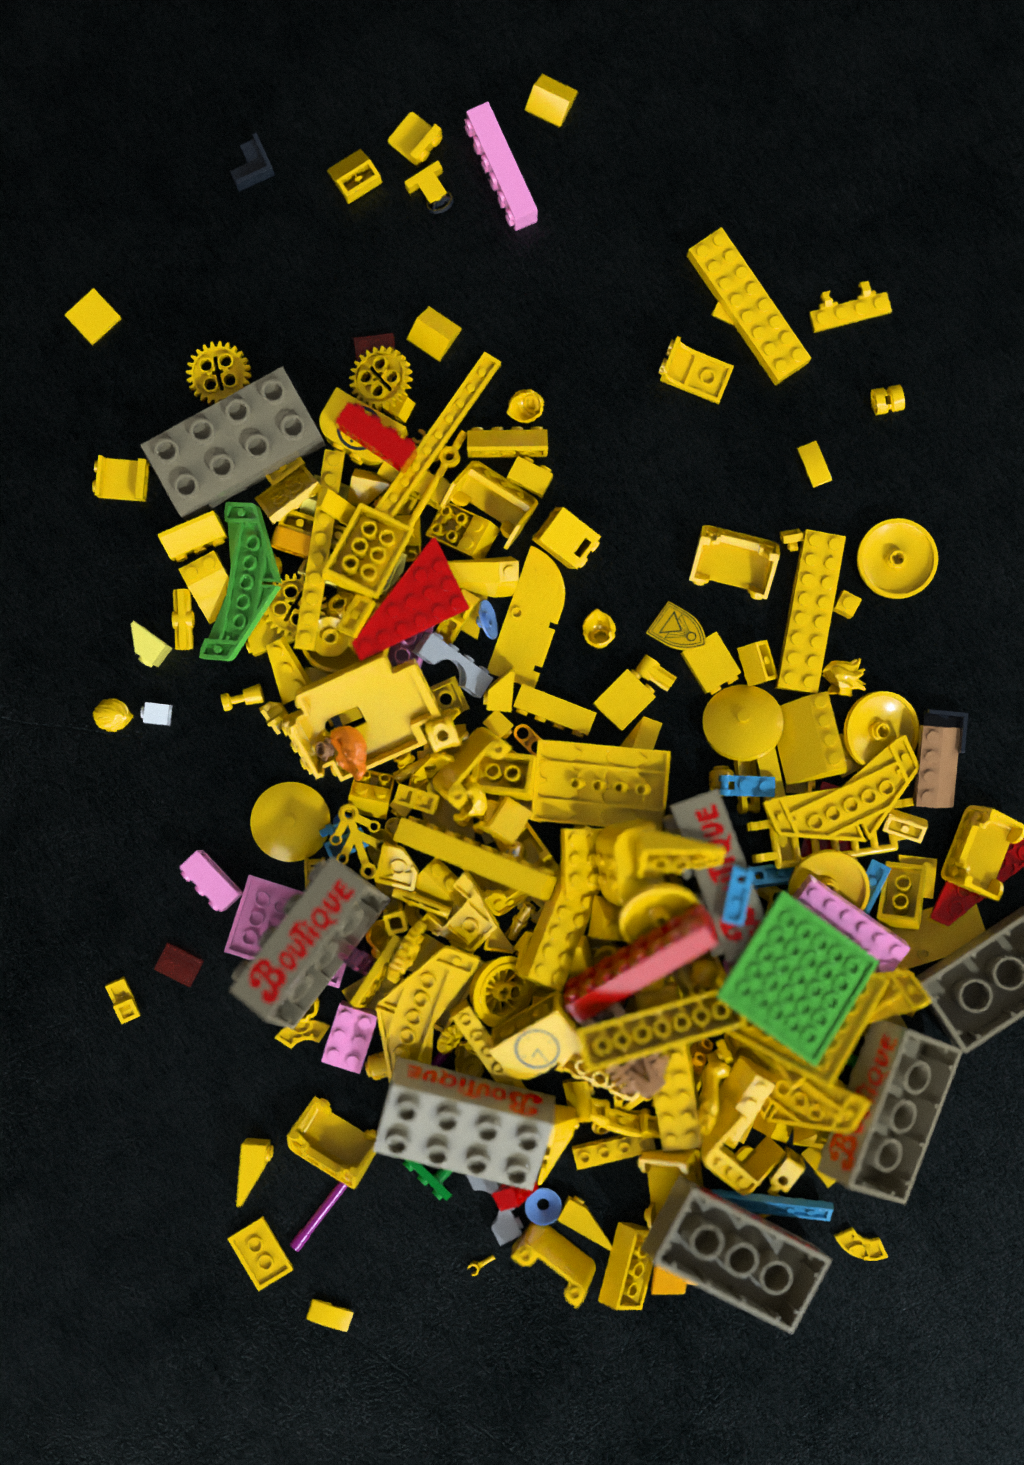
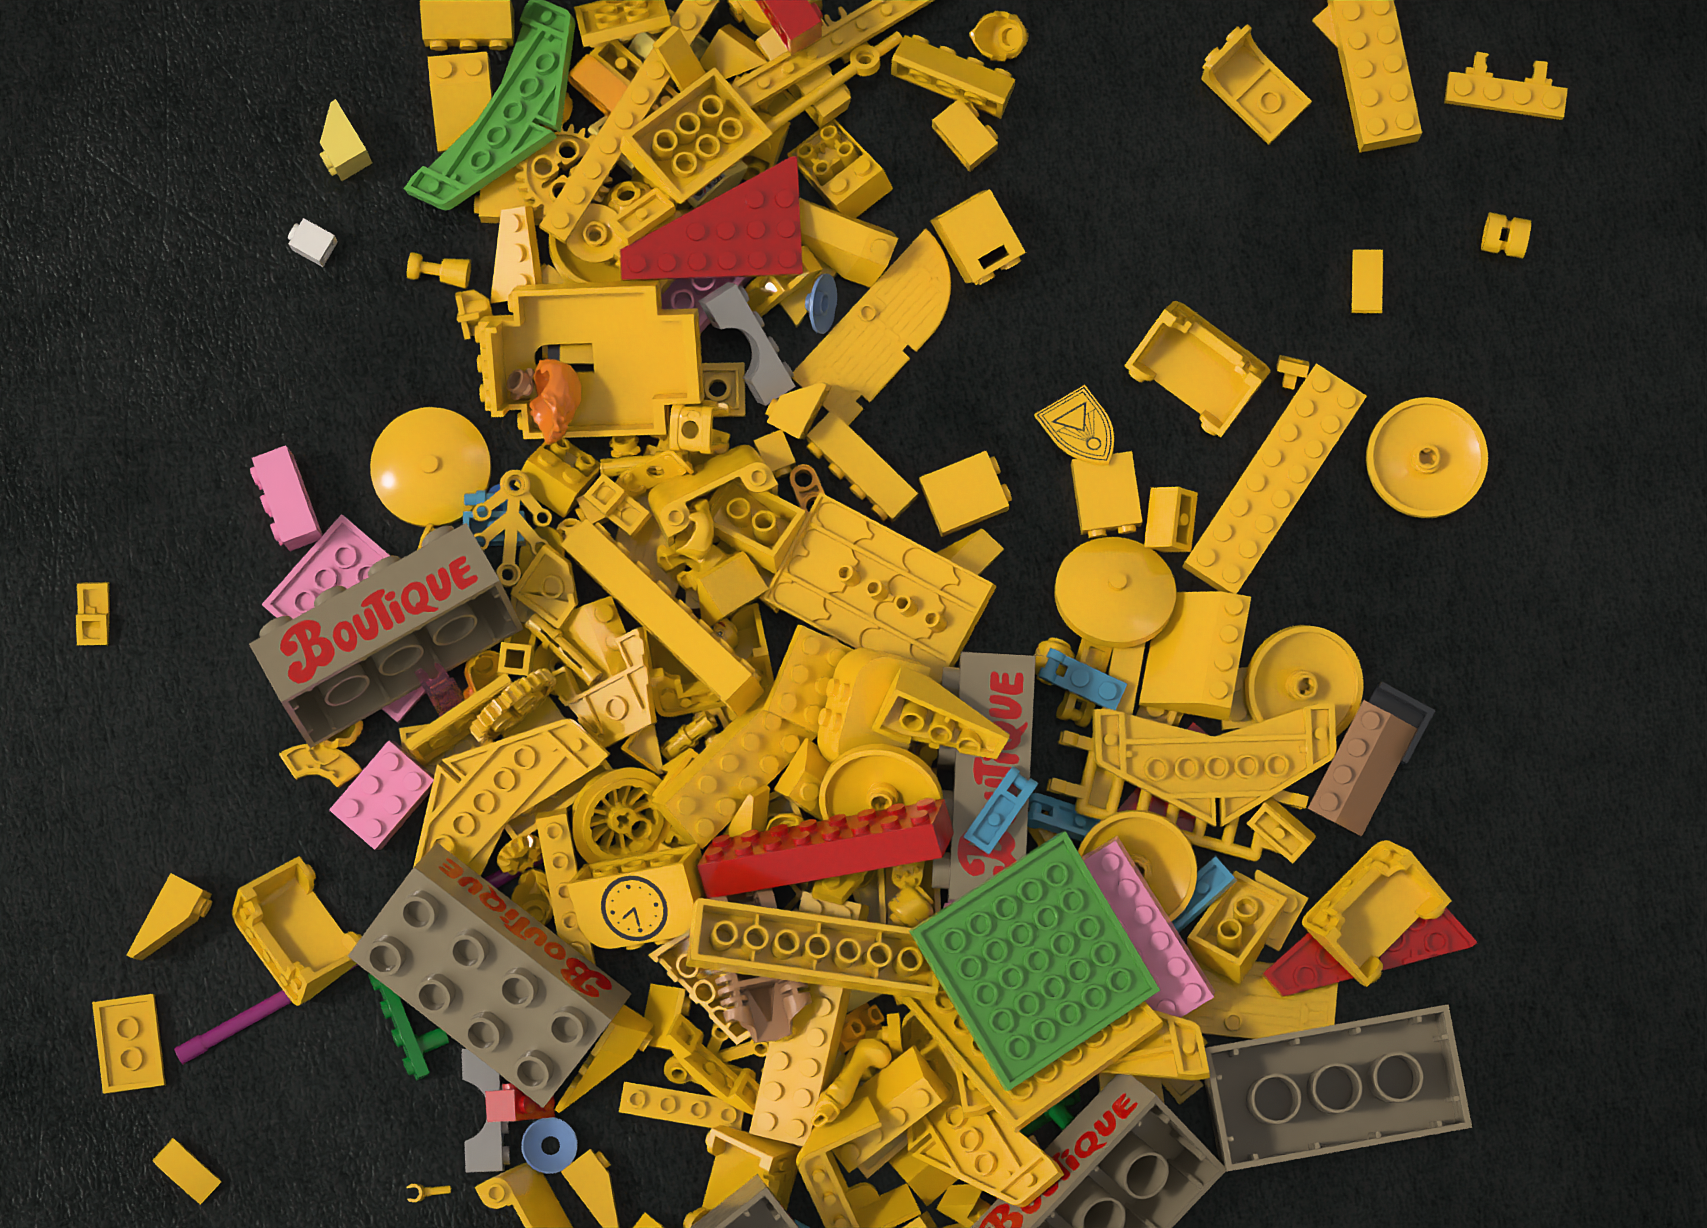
camera: 25 degrees right, 5 degrees down
(112, 715) = (250, 218): yellow hair -> none
(178, 965) = (191, 598): clear red plate -> none
(183, 619) = (404, 129): yellow piece -> none
(376, 1066) = (402, 852): yellow head -> none
(493, 496) = (902, 139): yellow windscreen -> none
(598, 629) = (970, 380): yellow hair -> none
(651, 670) = (1019, 469): yellow piece -> none
(844, 677) = (1283, 589): yellow hair -> none
(846, 604) = (1329, 491): yellow brick -> none

